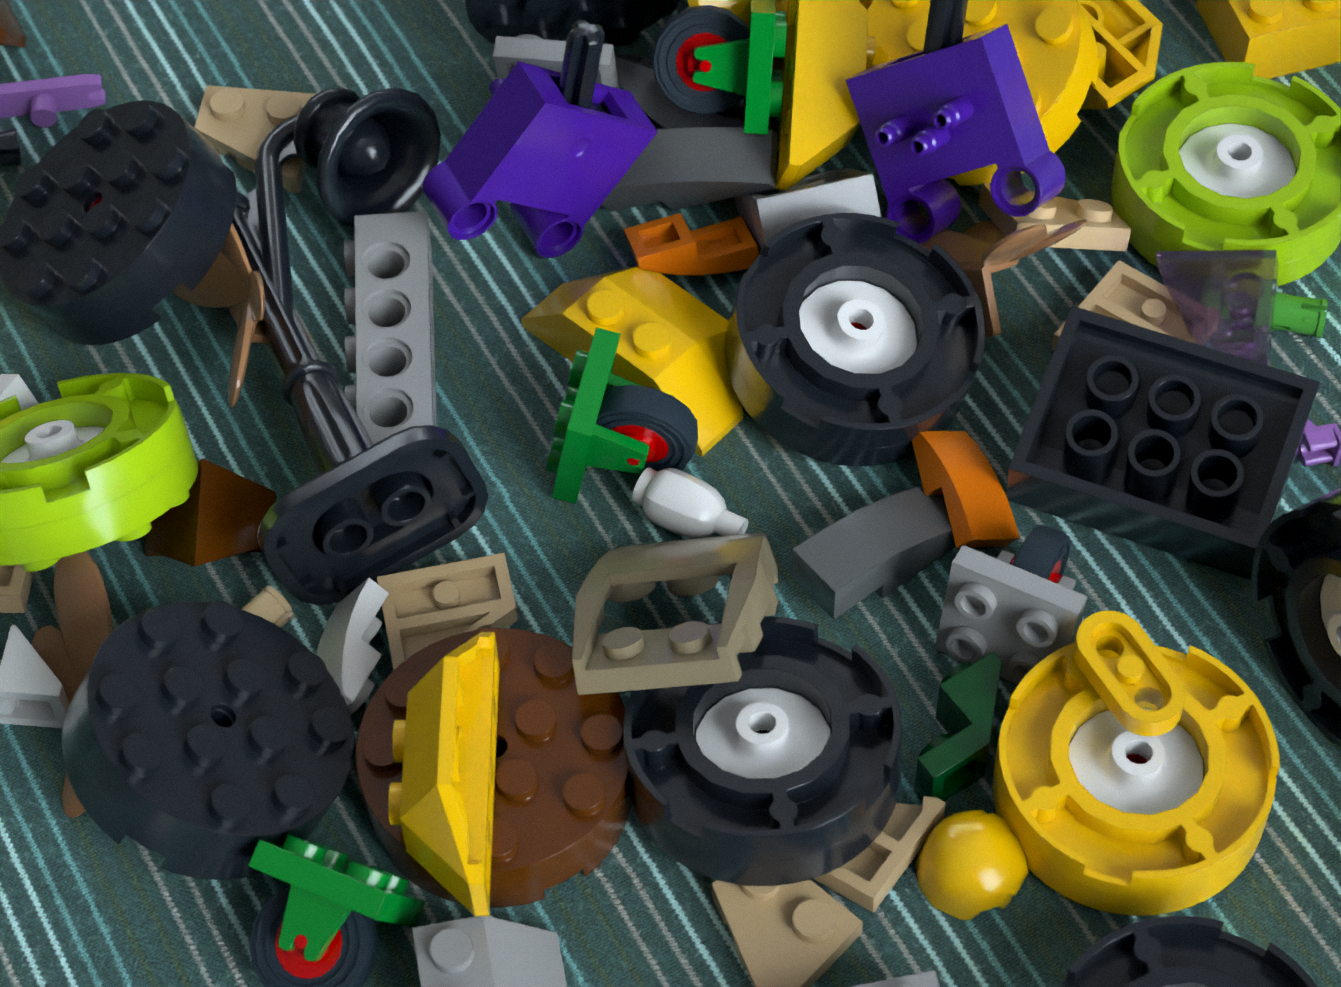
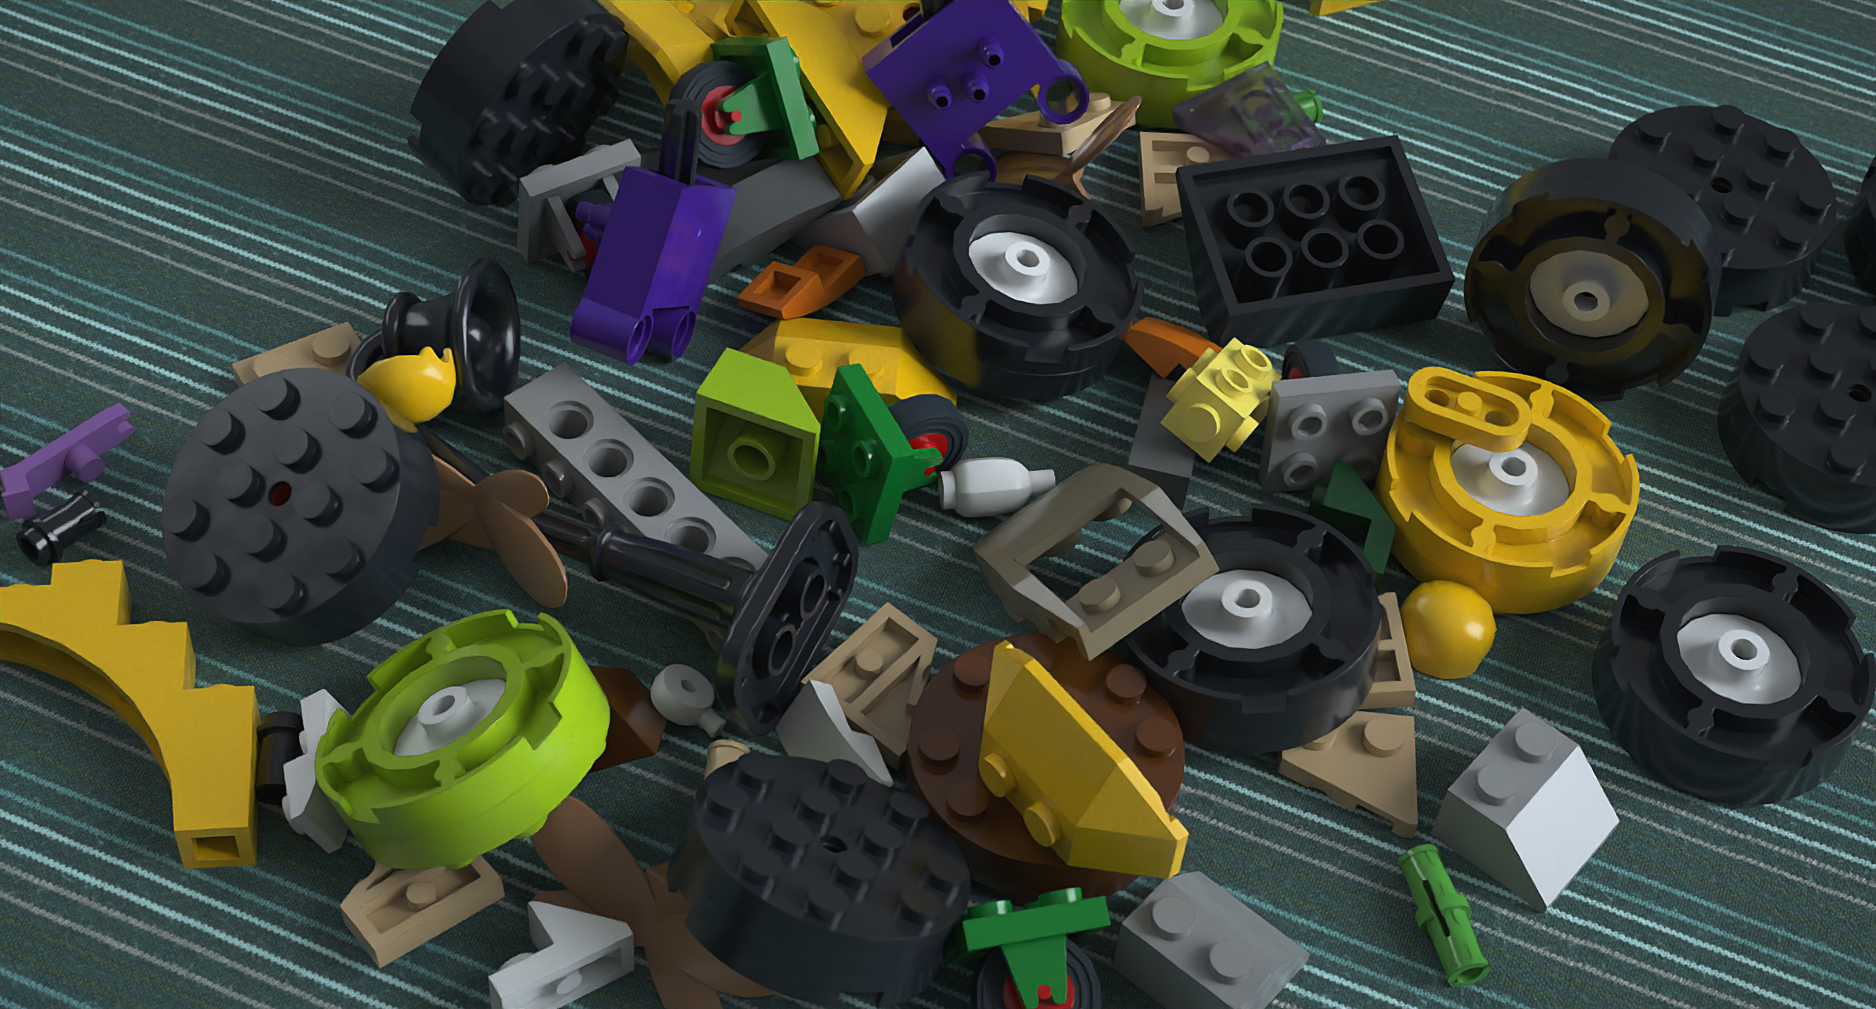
camera: 45 degrees left, 5 degrees down
(270, 169) = (413, 384): none -> yellow hair
(512, 347) = (754, 436): none -> lime slope
(918, 537) = (1221, 399): none -> light yellow brick

